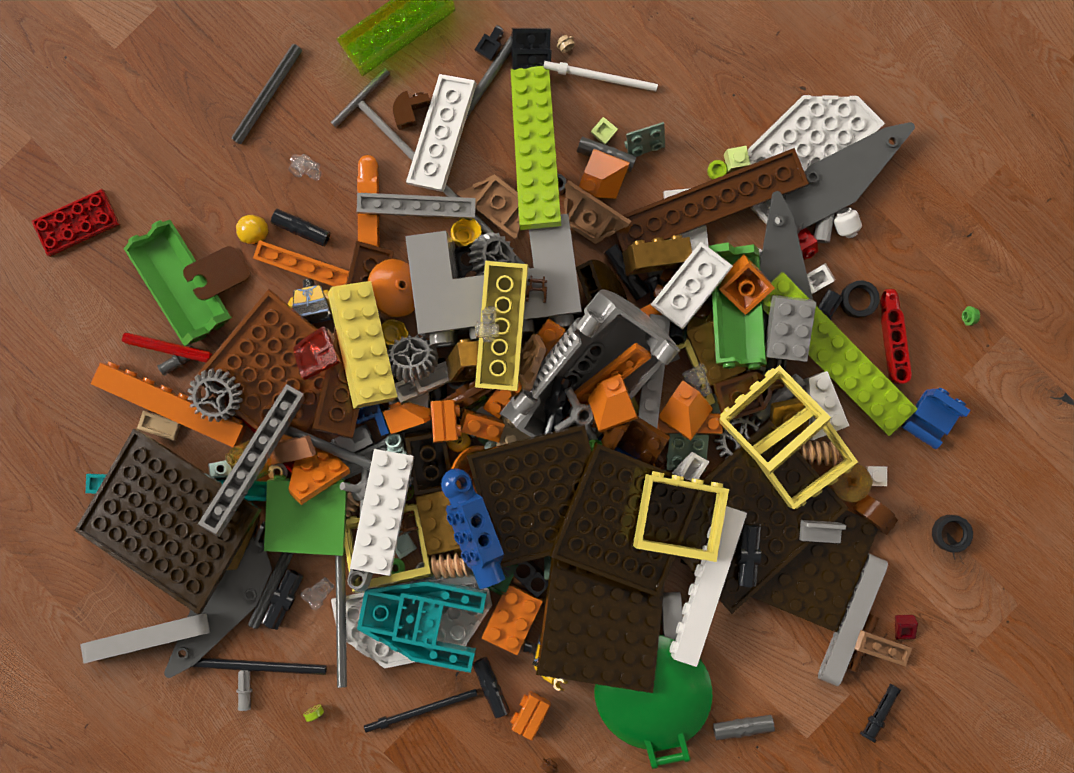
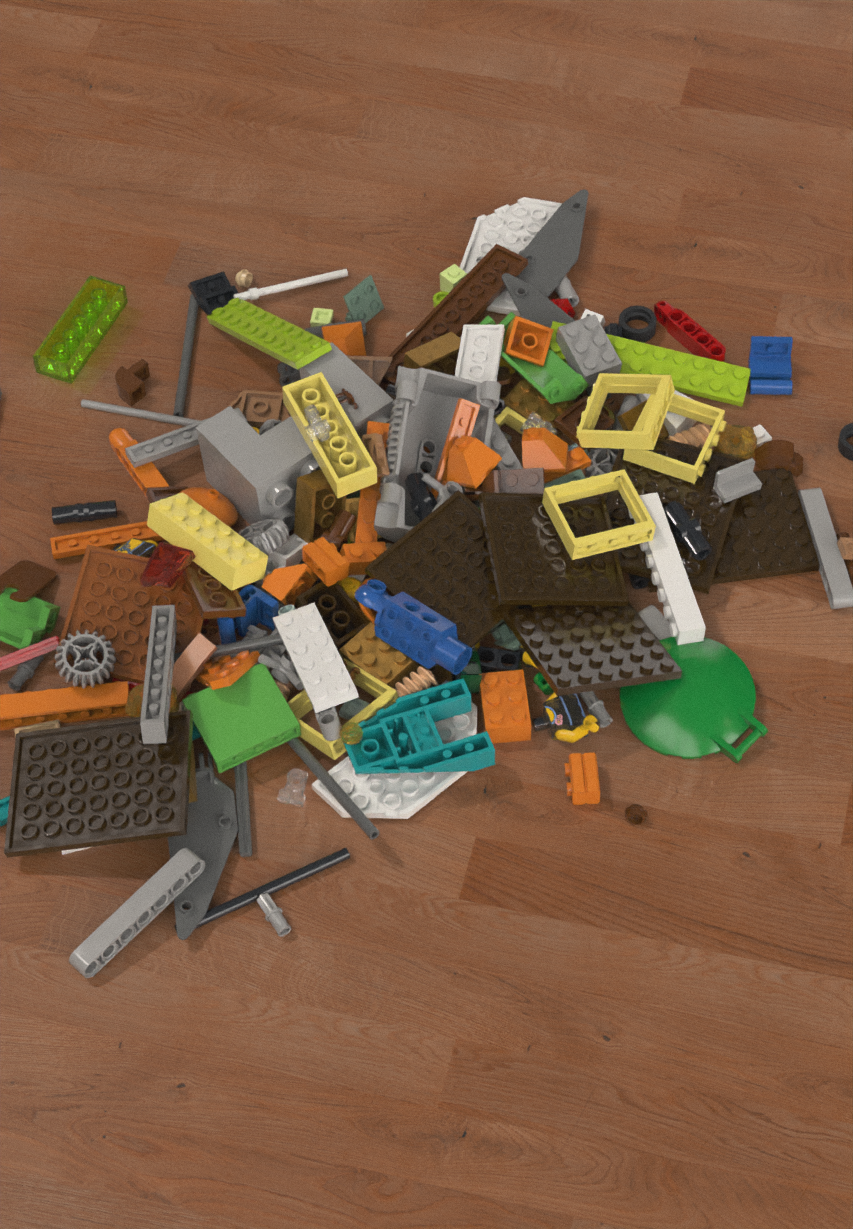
camera: 25 degrees left, 35 degrees down
(251, 229) = (35, 536): yellow hair -> none
(282, 599) = (261, 811): black piece -> none
(303, 164) = (60, 465): clear plate -> none
(313, 713) = (361, 893): lime tile -> none
(360, 97) = (80, 395): flat silver bar -> none
(370, 604) = (351, 728): none -> clear yellow plate
(384, 722) = (441, 865): black bar -> none
(441, 132) = (174, 382): white plate -> none
(489, 45) = (175, 309): black plate -> none
(491, 687) = (526, 777): black axle -> none
(743, 727) = (796, 682): dark grey axle -> none
(847, 222) = (584, 278): white head -> none
(970, 316) = (741, 290): bright green plate -> none

